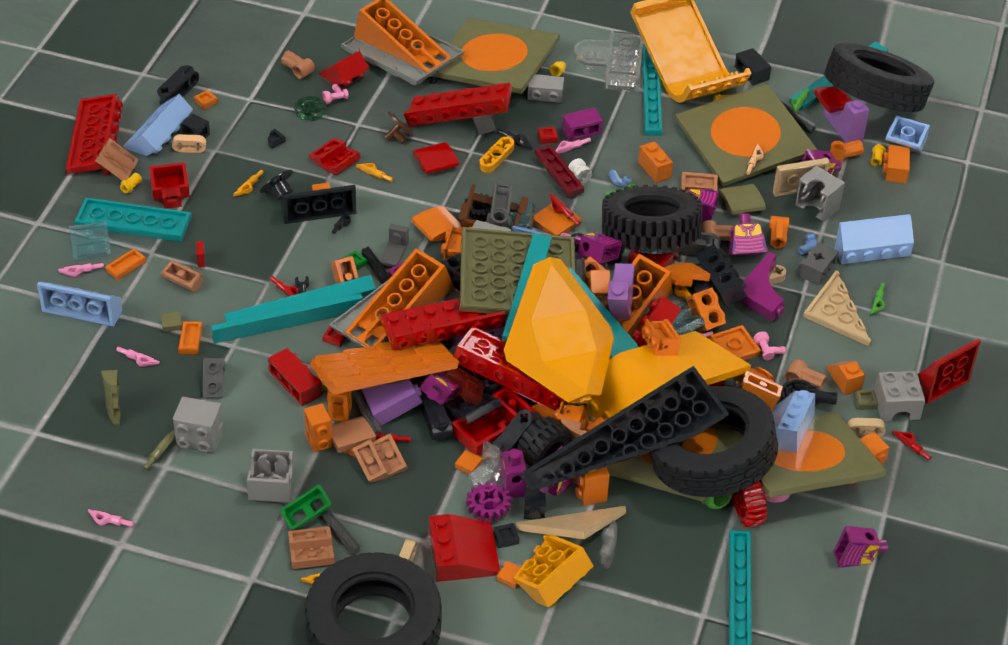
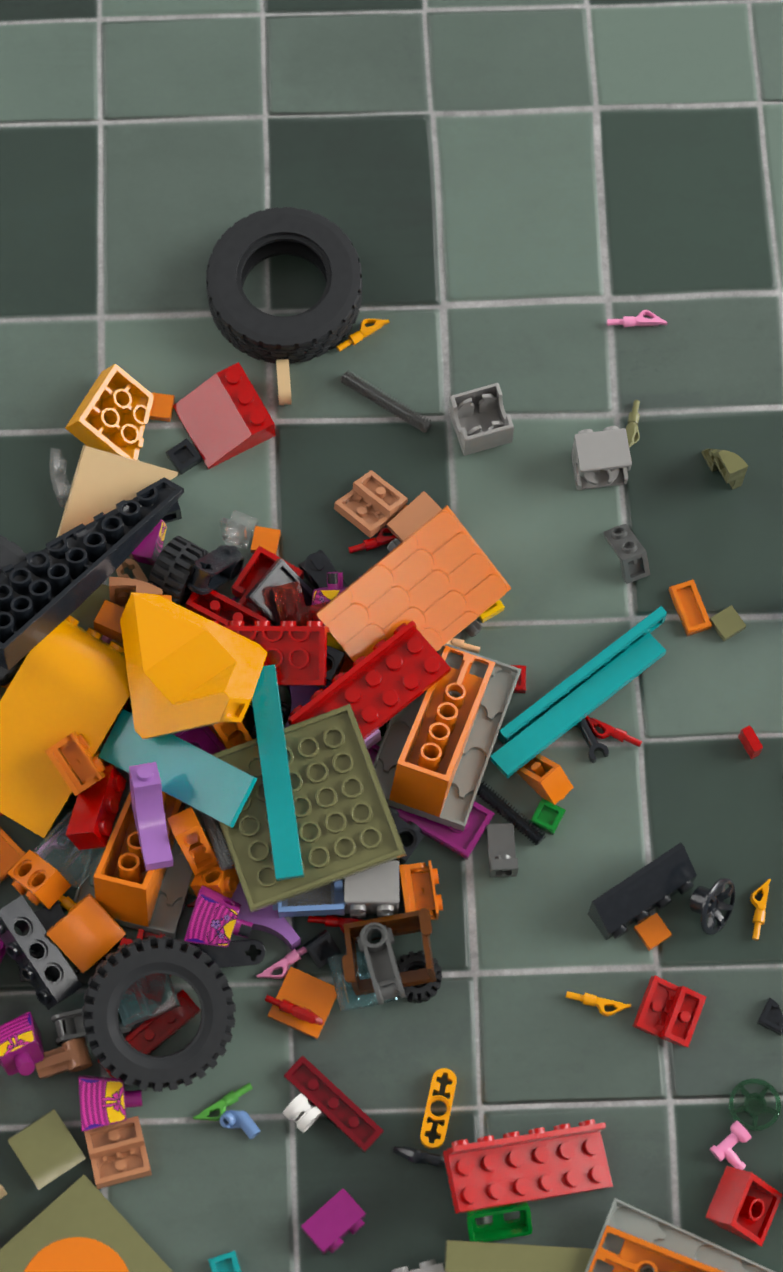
camera: 160 degrees right, 25 degrees up
(141, 359) = (734, 553): bright pink hand -> none
(182, 276) = (753, 694): nougat brick -> none
(295, 376) = (532, 586): red brick -> none
(304, 503) = (410, 394): green piece -> none
(311, 547) = (396, 362): nougat slope -> none
(318, 427) = (460, 500): orange brick -> none
(345, 220) = (597, 873): black hand -> none
(395, 130) = (600, 1100): reddish brown shield -> none
(435, 222) = (465, 926): orange slope -> none
(436, 157) = (522, 1062): red slope -> none
(488, 501) = (226, 495): magenta gear -> none
(512, 465) = (202, 527): magenta torso -> none
(547, 135) = (379, 1185): red tile -> none
(566, 146) = (330, 1180): bright pink hand -> none
(655, 162) = (196, 1173): orange piece -> none
(755, 157) = (46, 1233): light nougat hand -> none

